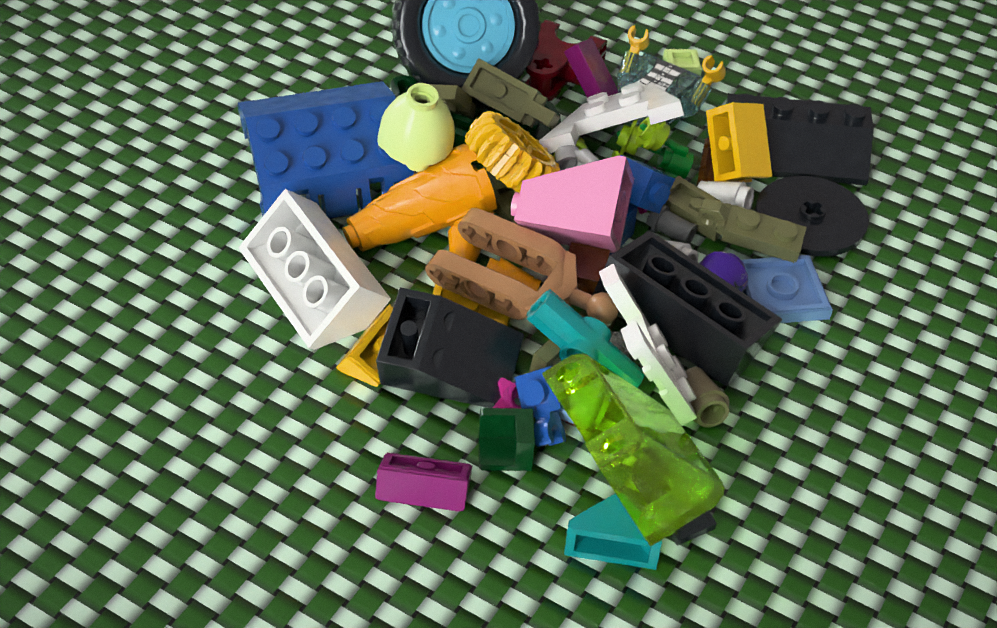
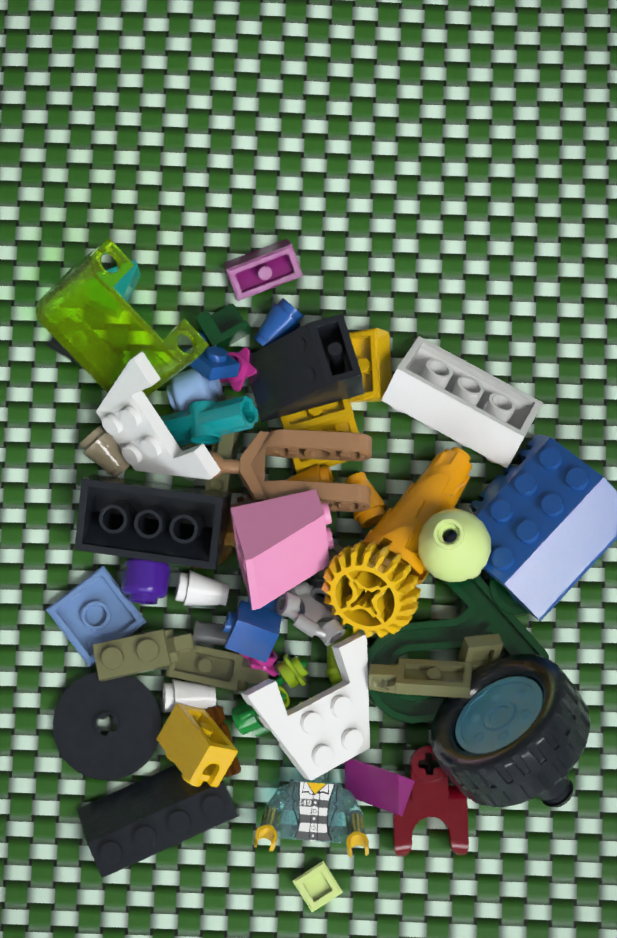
camera: 155 degrees right, 35 degrees up
(443, 415) = (279, 322): none -> blue cone

